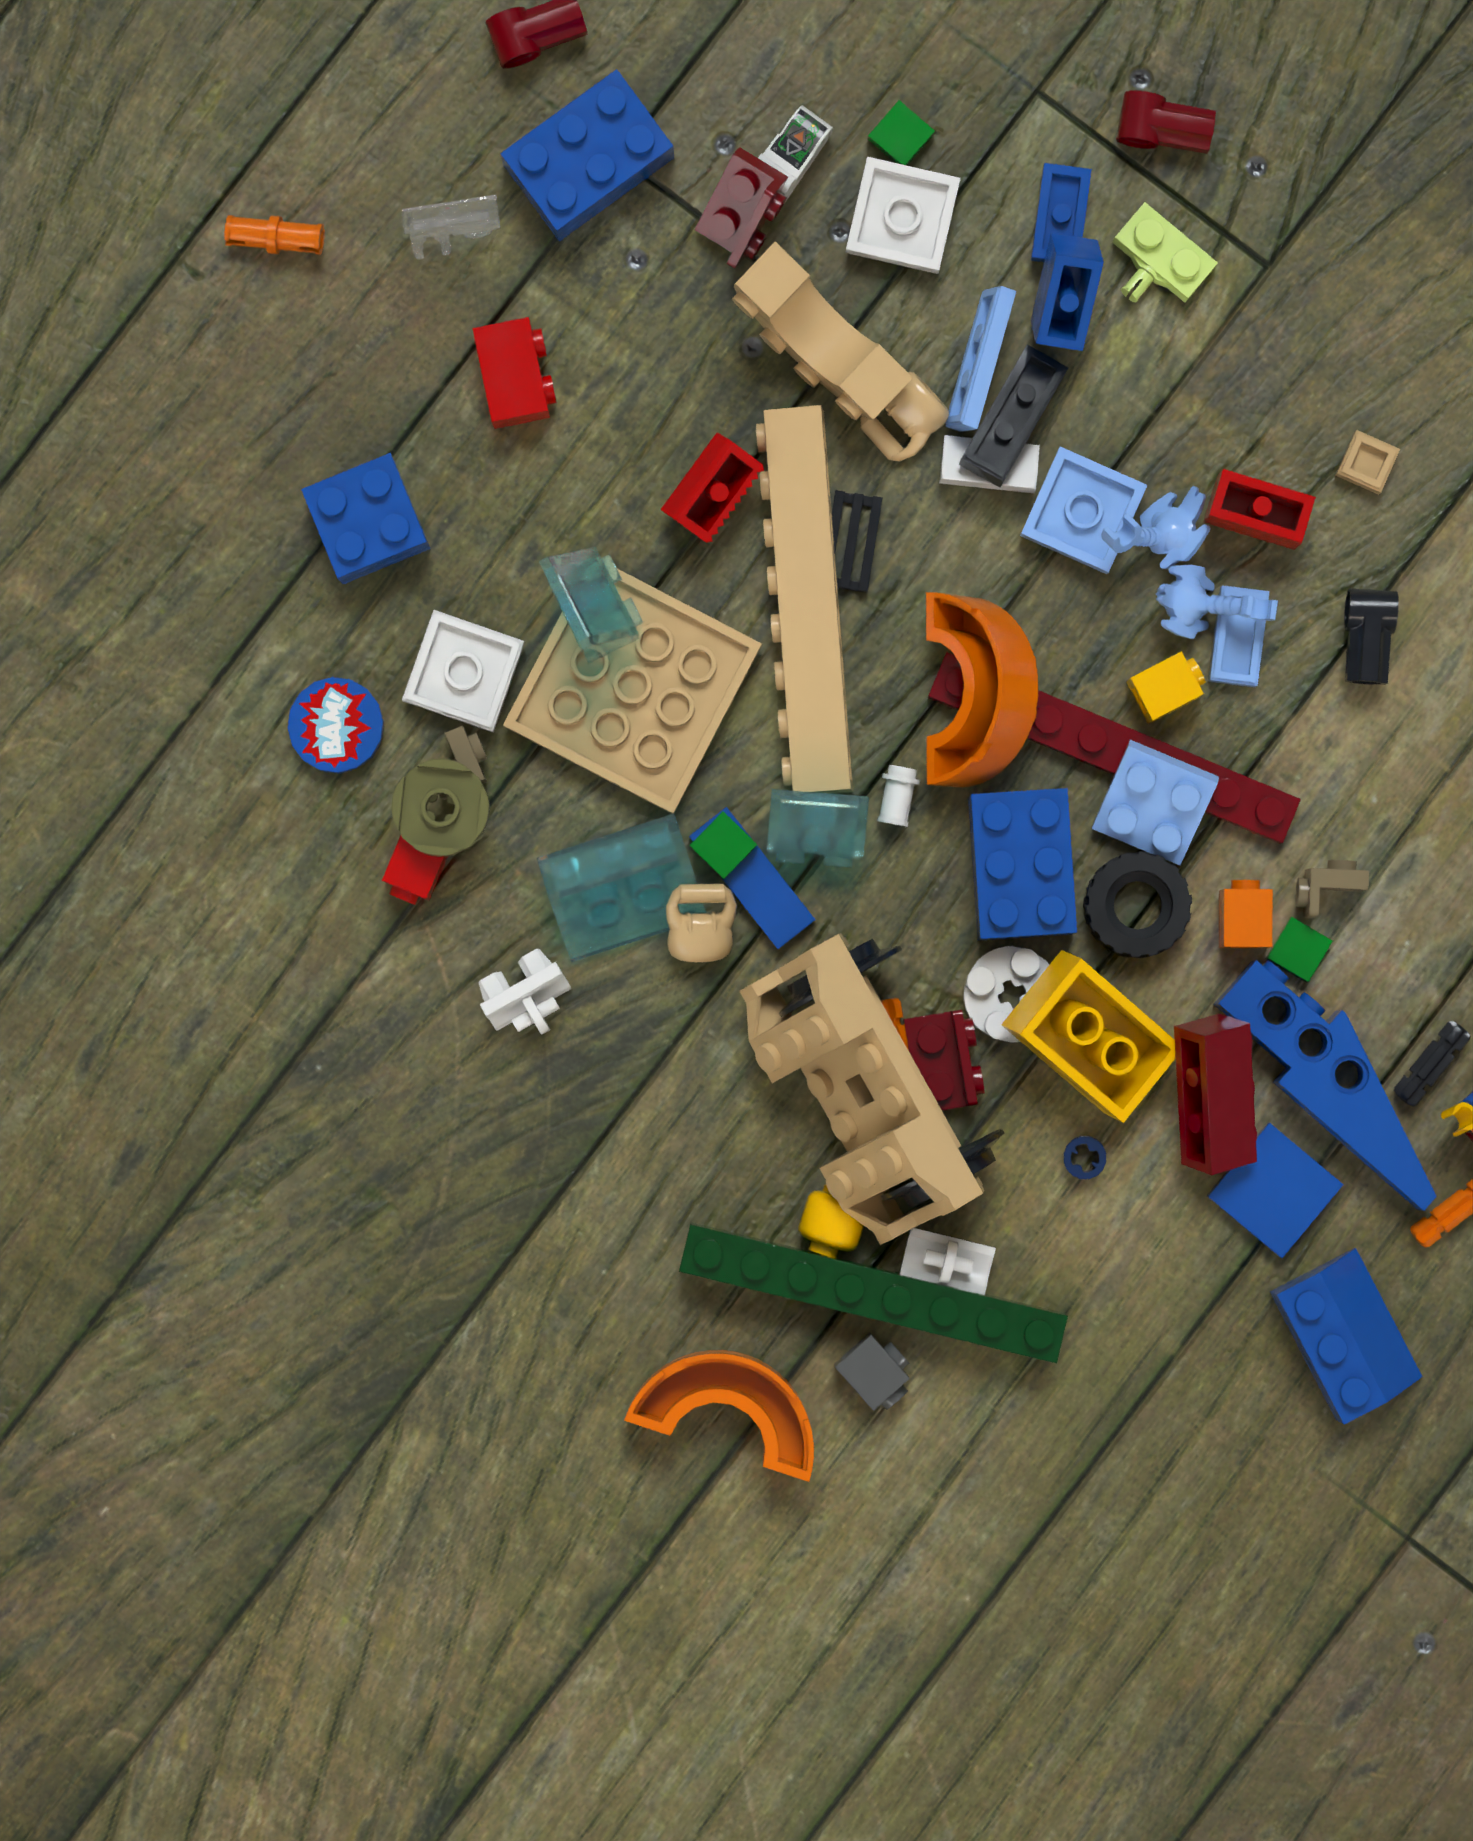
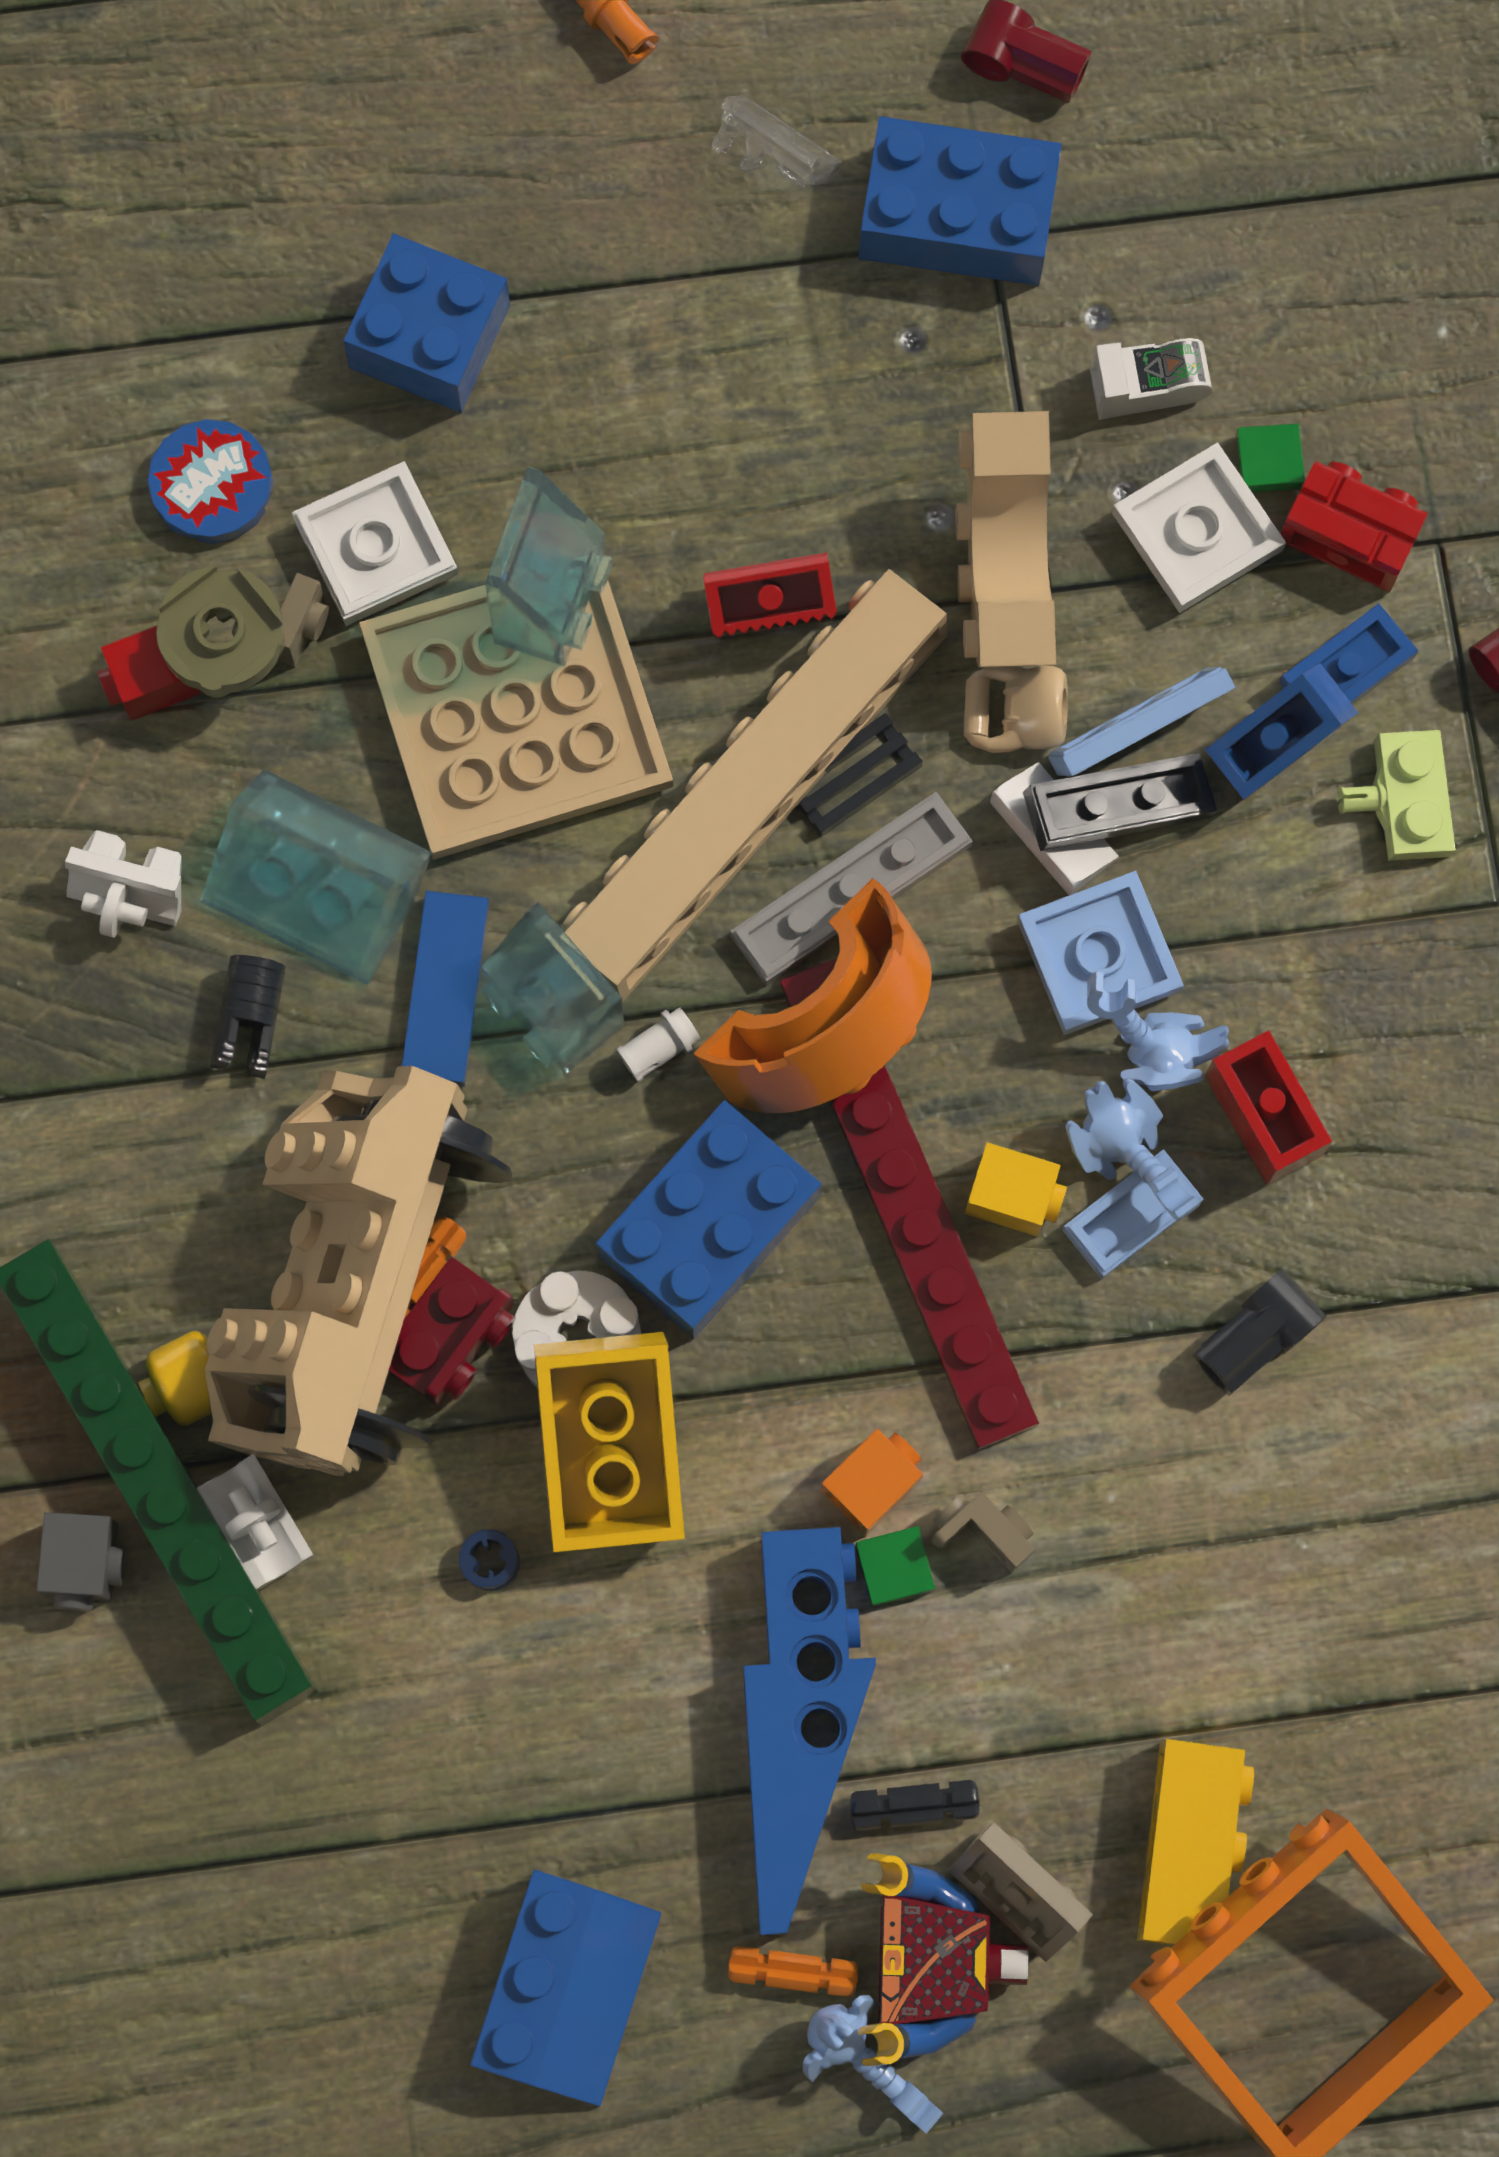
camera: 40 degrees right, 10 degrees down
(512, 372) = (695, 324): red brick -> none
(657, 987) = (249, 1002): none -> black hinge
(700, 935) = (341, 988): tan piece -> none
(723, 845) = (447, 927): green tile -> none
(741, 204) = (1059, 369): bracket -> none
(917, 571) = (894, 856): none -> light grey tile
(986, 129) = (1353, 524): none -> red brick
(1155, 802) = (894, 1286): light blue plate -> none
(1174, 905) = (791, 1320): black tyre -> none
(1215, 1094) = (671, 1615): dark red brick -> none
(1277, 1193) = (639, 1775): blue tile -> none
(1367, 462) = (1418, 1172): tan tile -> none

